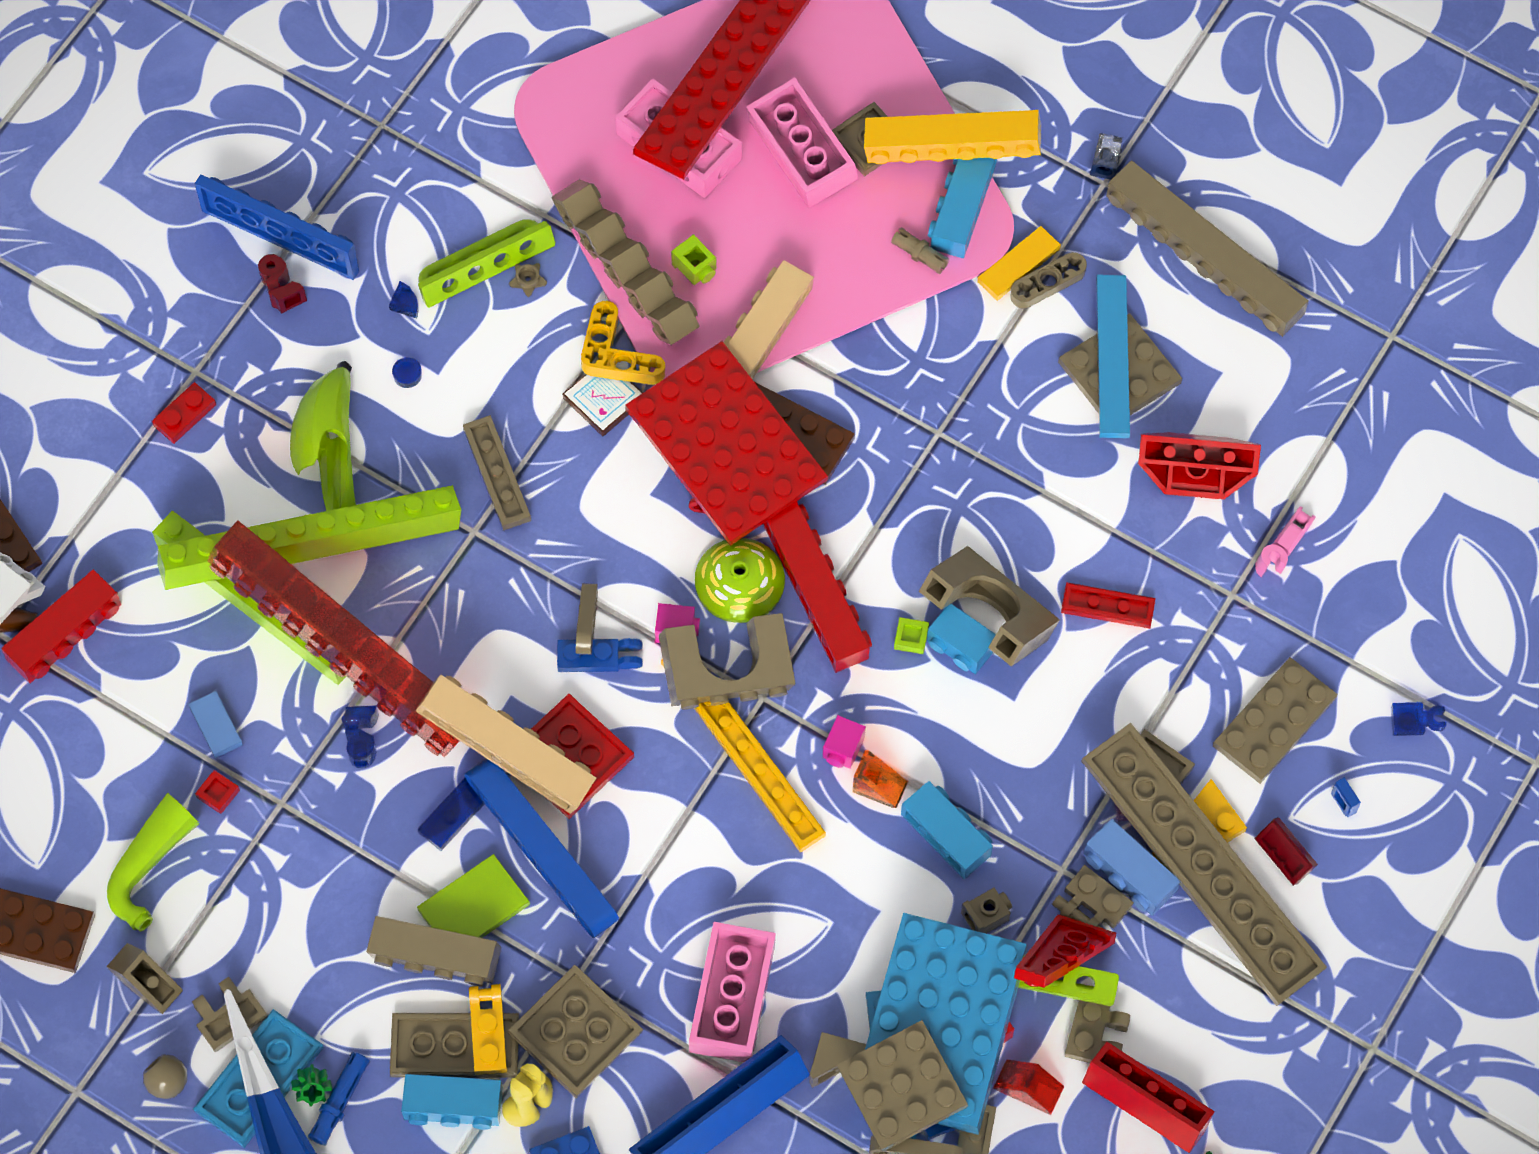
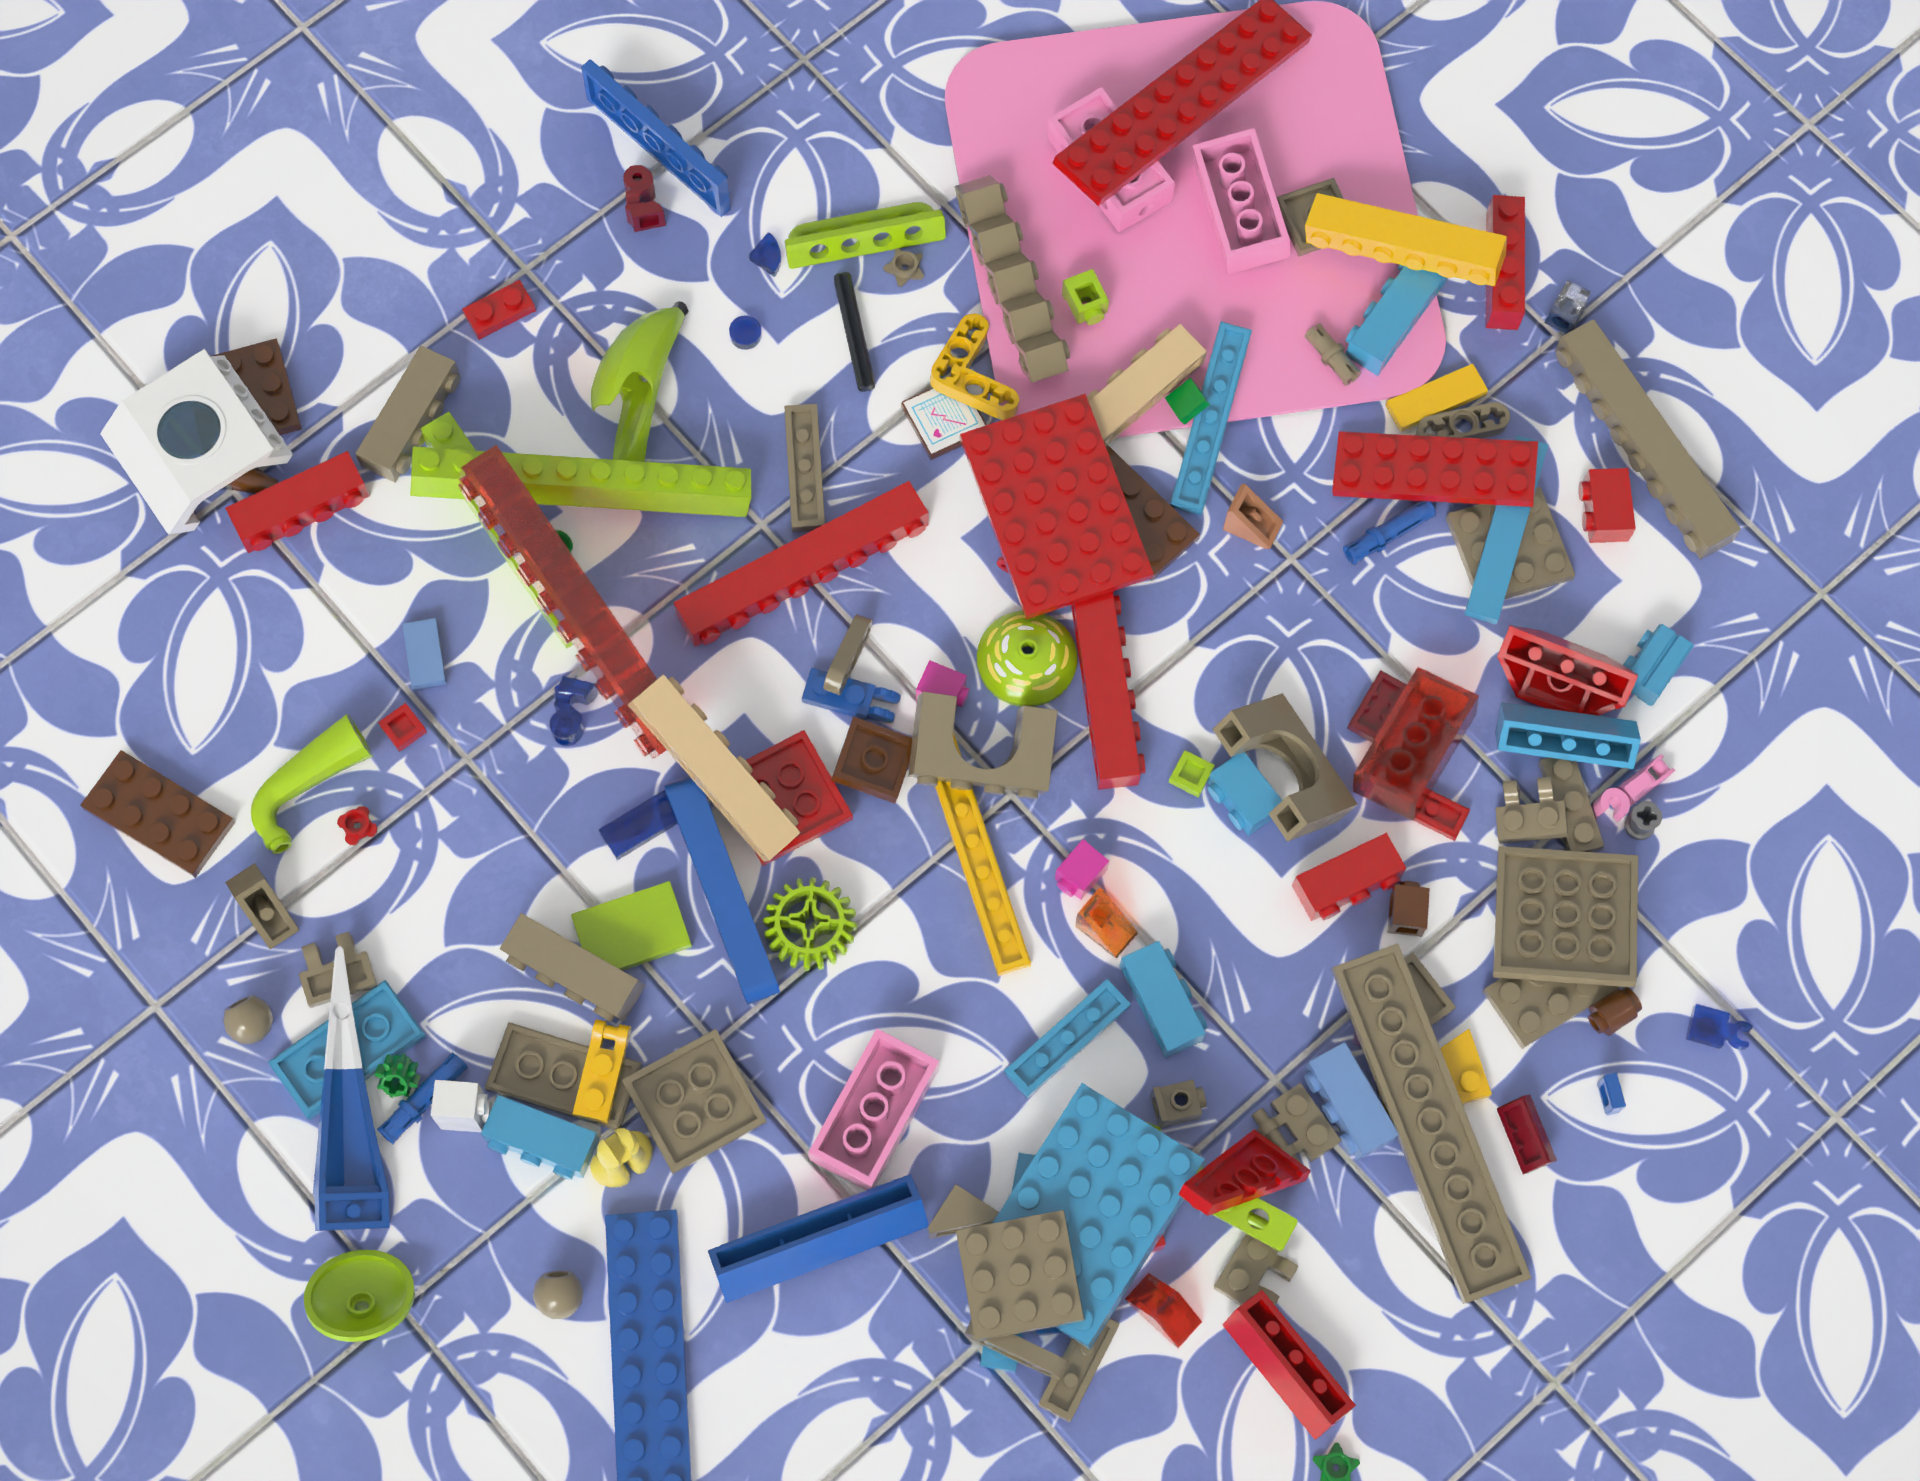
camera: 15 degrees right, 5 degrees up
(133, 524) = (411, 405): none -> dark tan brick
(204, 895) = (354, 816): none -> red plate
(376, 1093) = (460, 1106): none -> white brick
(502, 345) = (854, 331): none -> black axle
(520, 555) = (801, 564): none -> red brick
(614, 858) = (794, 922): none -> lime gear
(636, 701) = (873, 760): none -> reddish brown plate
(809, 324) = (1187, 401): none -> green tile
(833, 333) = (1210, 424): none -> dark azure tile
(876, 886) = (1067, 1038): none -> dark azure plate
(895, 408) = (1252, 519): none -> nougat slope
(1006, 394) = (1379, 537): none -> blue pin
(1037, 322) = (1435, 469): none -> red plate
(1051, 535) = (1376, 706): none -> dark red plate
(1053, 165) = (1507, 298): none -> red brick
(1072, 683) = (1349, 878): none -> red brick
(1092, 555) = (1415, 743): none -> clear red brick
(1129, 695) = (1408, 909): none -> reddish brown brick
(1191, 313) = (1607, 505): none -> red brick
(1209, 592) = (1533, 820): none -> dark tan plate
(1217, 513) = (1567, 735): none -> dark azure brick
(1238, 570) = (1569, 786): none -> dark tan plate
(1262, 662) = (1566, 916): none -> dark tan plate
(1273, 431) = (1657, 662): none -> dark azure brick
(1302, 565) = (1634, 825): none -> flat silver bush
(1327, 729) = (1614, 1011): none -> reddish brown brick

